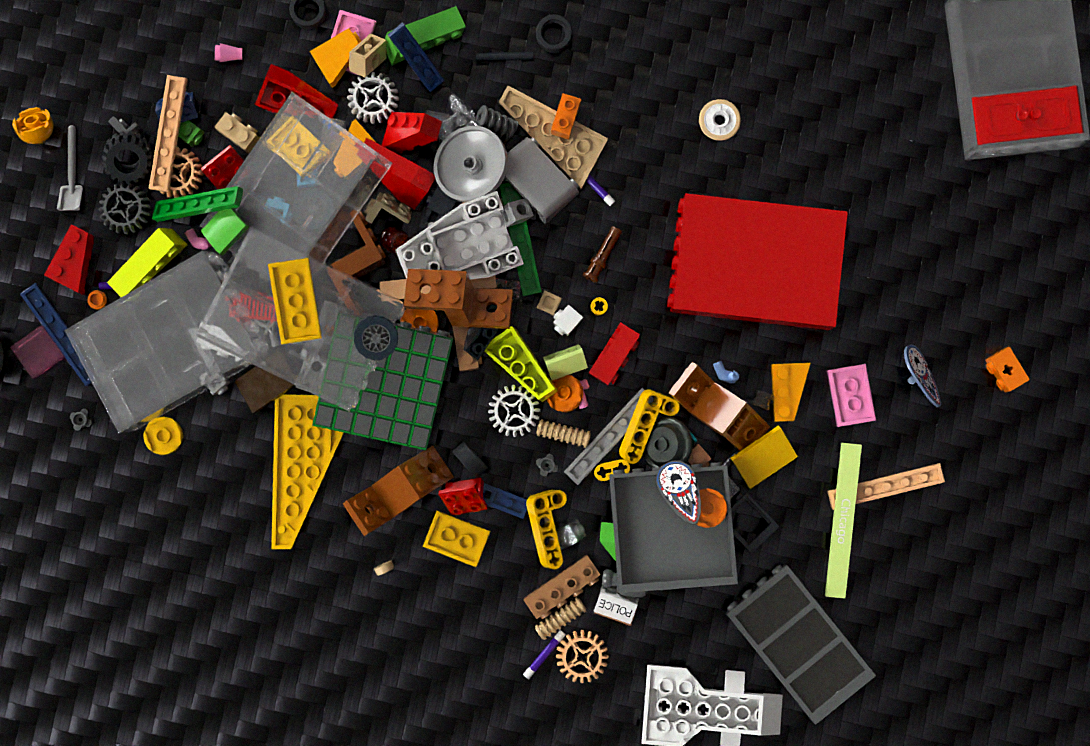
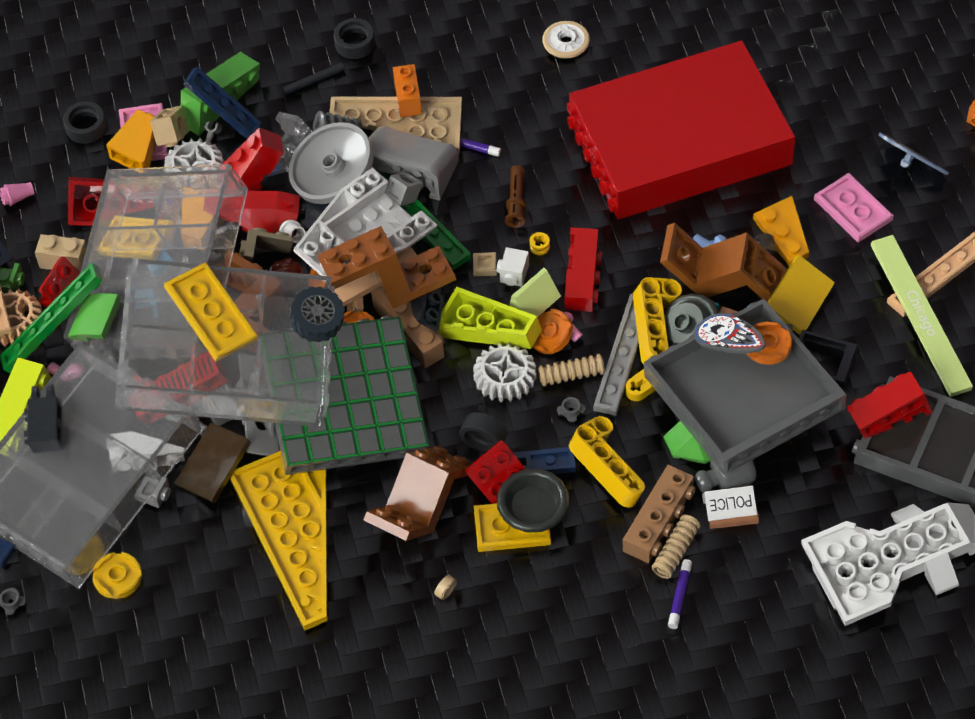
camera: 25 degrees left, 30 degrees down
(147, 307) = (43, 421): none -> black hinge
(401, 69) = (216, 130): none -> light grey hand
(416, 205) = (289, 226): none -> white piece
(476, 536) = (532, 500): none -> pearl dark grey piece
(570, 534) = (637, 458): clear bracket -> none
(591, 670) = (731, 581): light nougat gear -> none
(768, 598) = (889, 405): none -> red wedge

